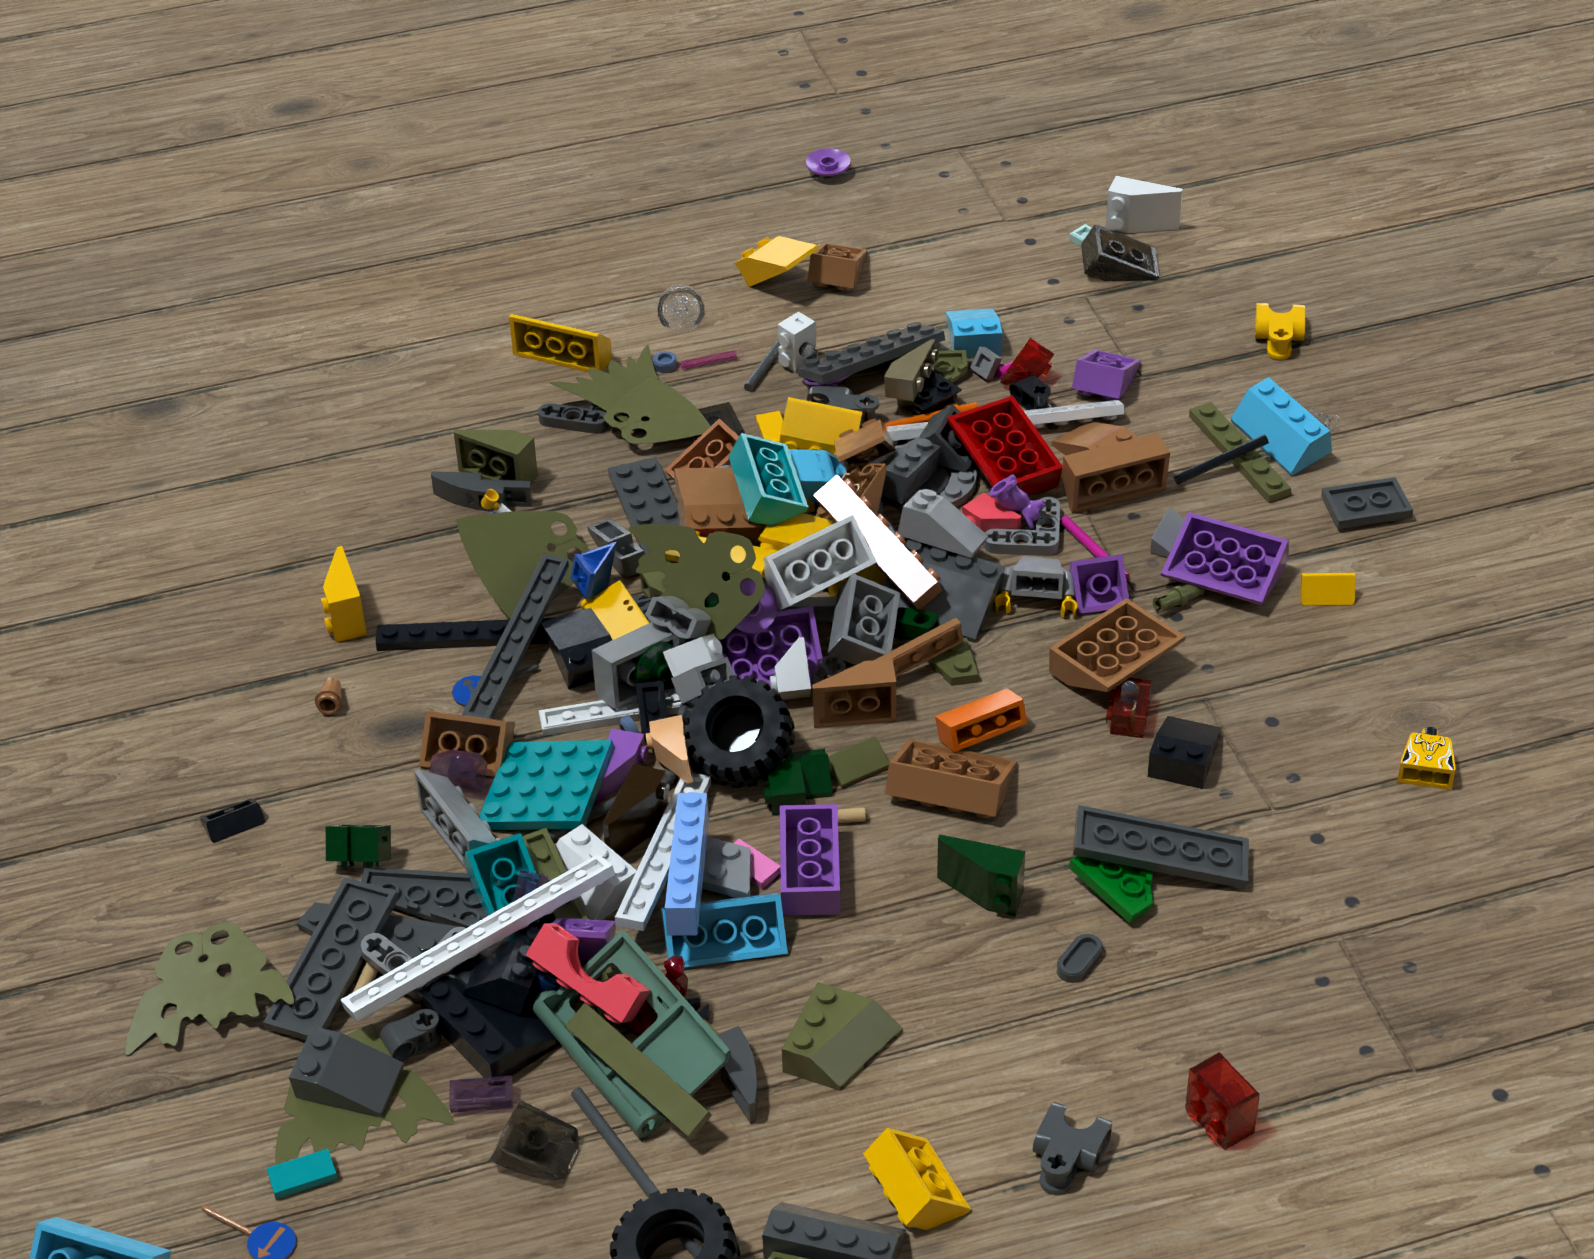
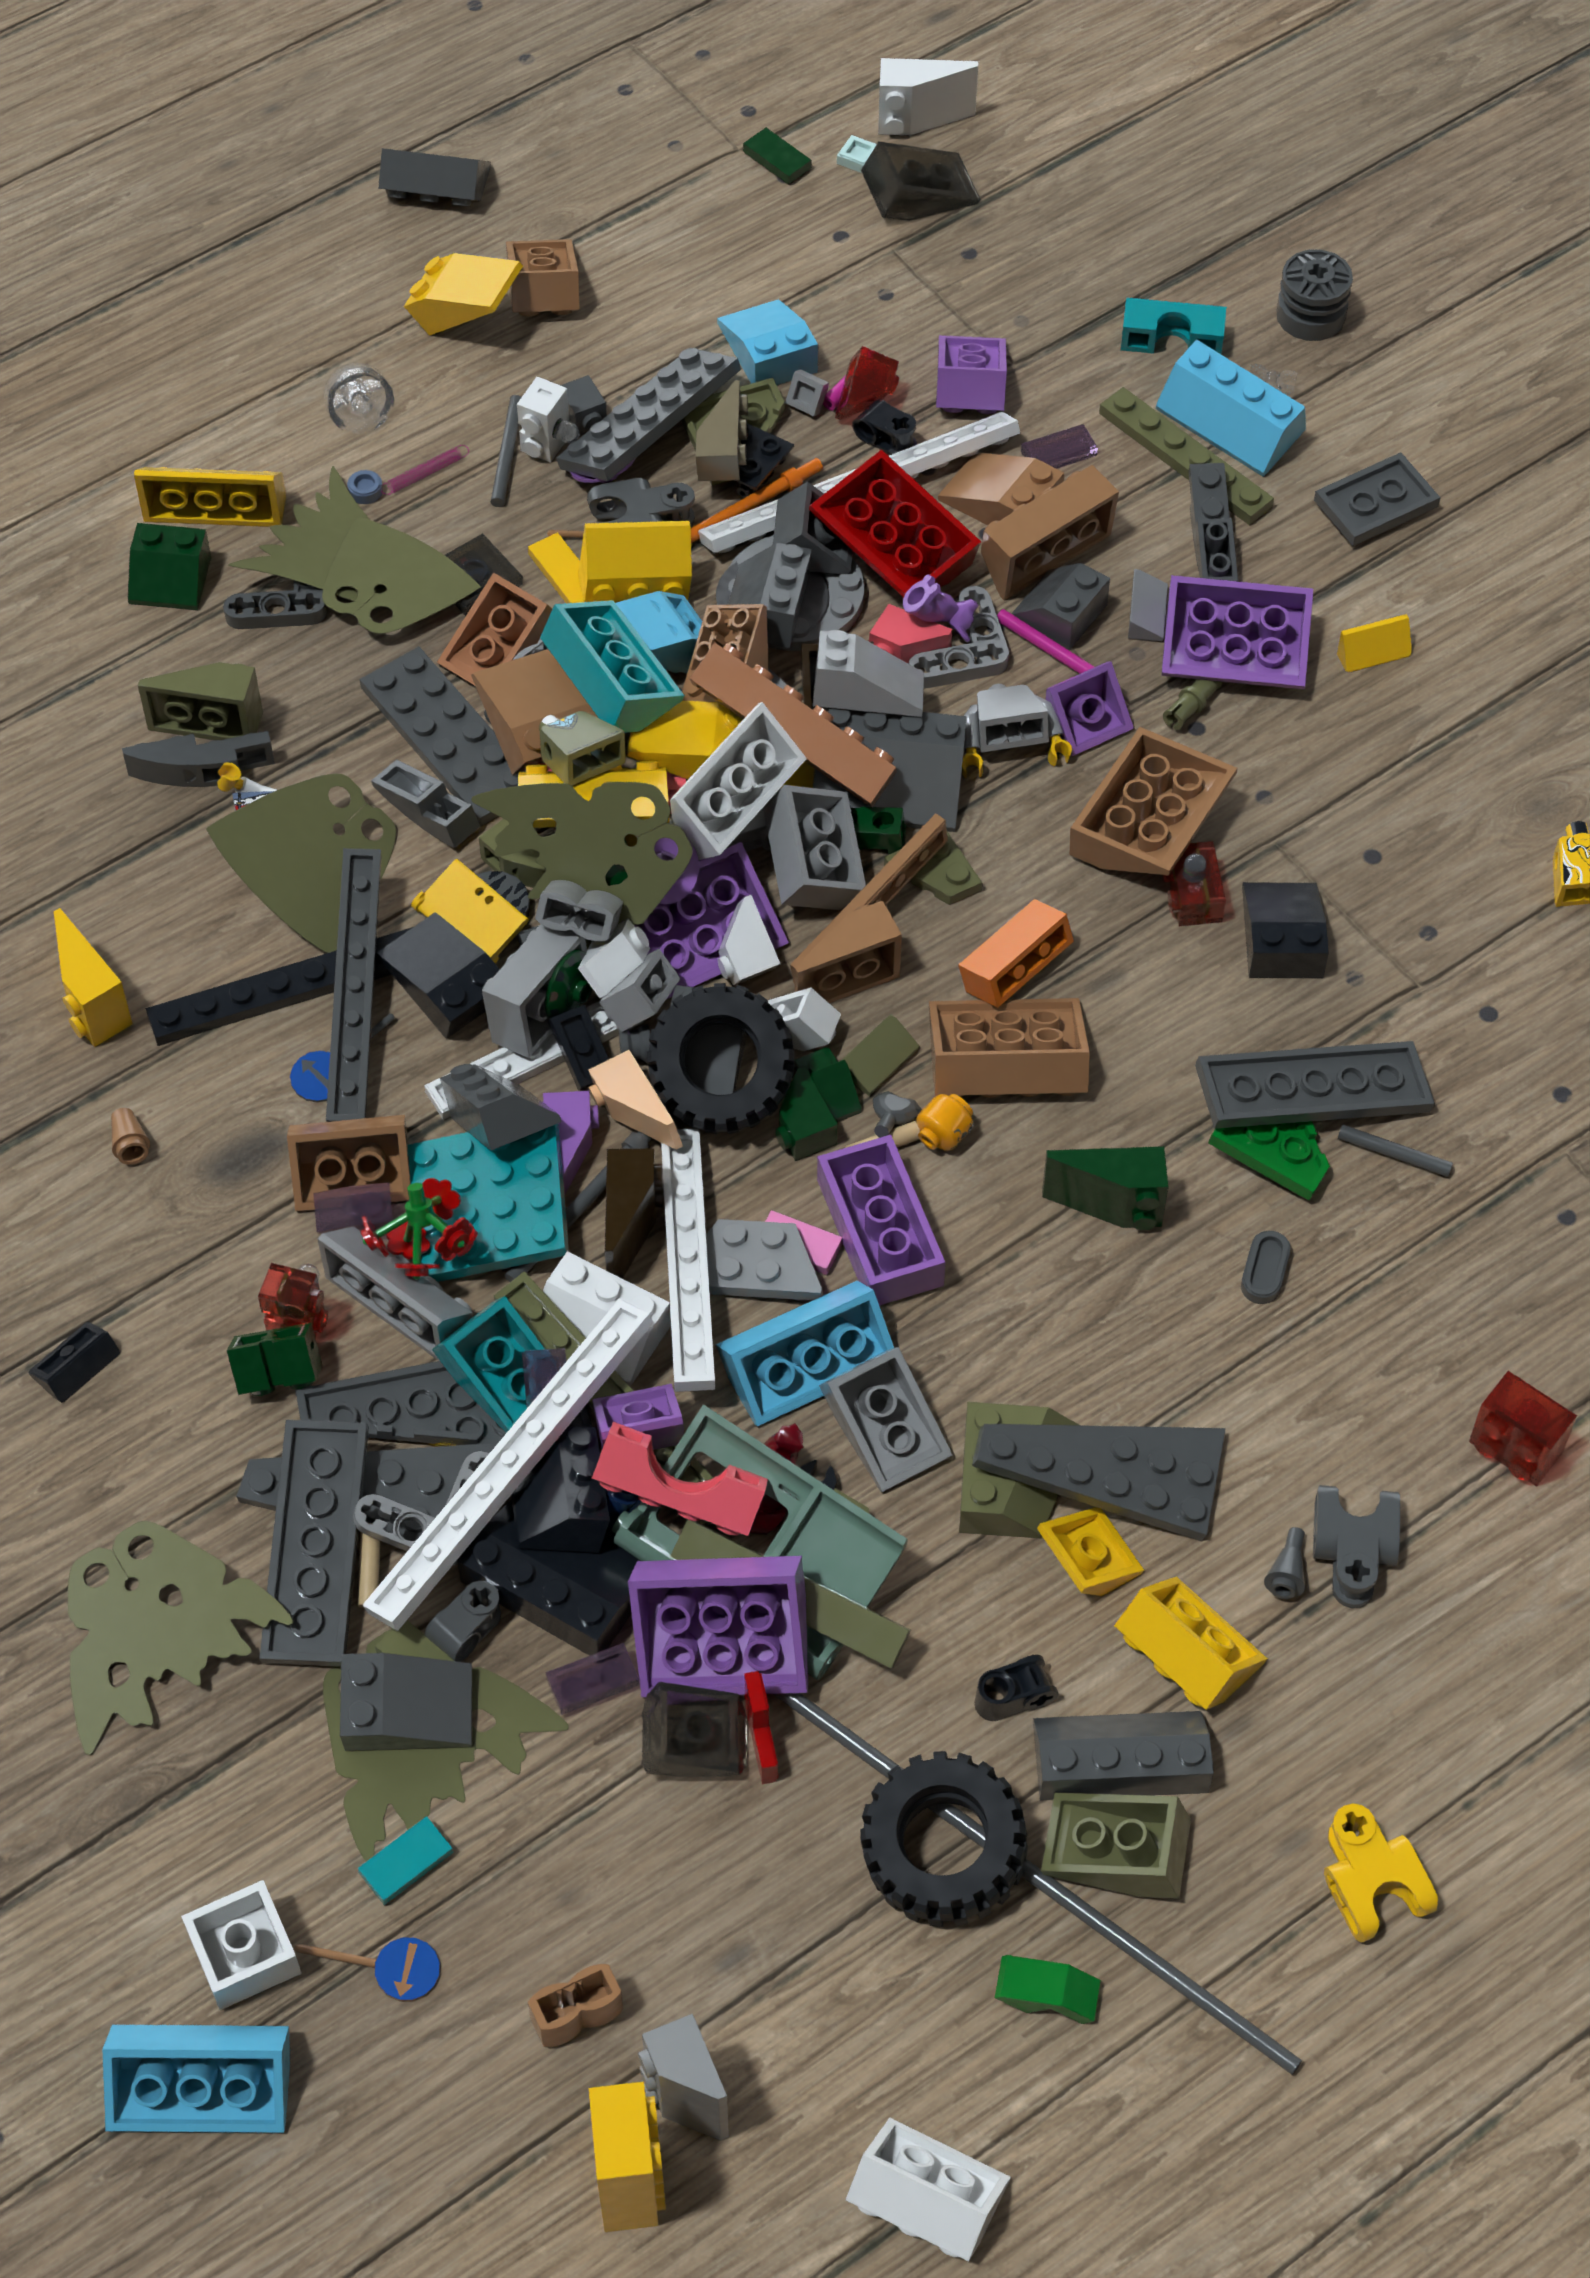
camera: 20 degrees left, 15 degrees up
(164, 1191) = (241, 1944): none -> white brick
(386, 806) = (292, 1298): none -> clear red piece
(504, 784) = (407, 1232): none -> red plant
(514, 379) = (168, 566): none -> dark green slope
(573, 725) = (493, 1106): none -> dark grey slope
(580, 1075) = (720, 1619): none -> medium lavender slope
(582, 1149) = (758, 1719): none -> red tile
(593, 570) = (411, 851): blue slope -> none
(627, 724) = (558, 1081): sand blue tile -> none
(687, 864) = (740, 1281): light blue brick -> none
(724, 517) = (580, 746): none -> olive torso
(740, 1072) = (921, 1560): dark grey slope -> none
(759, 982) = (886, 1419): none -> light grey slope
(773, 1177) = (1020, 1683): none -> black piece
(790, 196) = (432, 176): none -> dark grey slope
(814, 727) = (808, 1018): none -> white slope
(827, 667) = (795, 933): clear smoke piece -> none
(828, 162) = (462, 106): medium lavender dish -> none
(828, 339) = (585, 403): none -> dark grey brick
(853, 797) = (893, 1112): none -> dark grey rock
(864, 444) = (711, 571): medium nougat slope -> none
(868, 1104) = (1091, 1551): none -> yellow slope
(884, 811) = (944, 1122): none -> light orange head
(921, 1059) = (1130, 1470): none -> dark grey wing
(1007, 1155) = (1286, 1574): none -> dark grey cone
(1029, 227) = (777, 155): none -> dark green tile
(1114, 521) = (1065, 602): none -> dark grey slope
(1163, 427) = (1062, 447): none -> clear purple tile
(1208, 907) = (1395, 1150): none -> dark grey bar
(1221, 459) = (1171, 476): black bar -> none
(1239, 489) = (1211, 522): none -> dark grey slope
(1245, 366) = (1151, 319): none -> teal arch
(1279, 329) = (1169, 251): yellow piece -> none
(1370, 371) = (1314, 295): none -> dark grey wheel

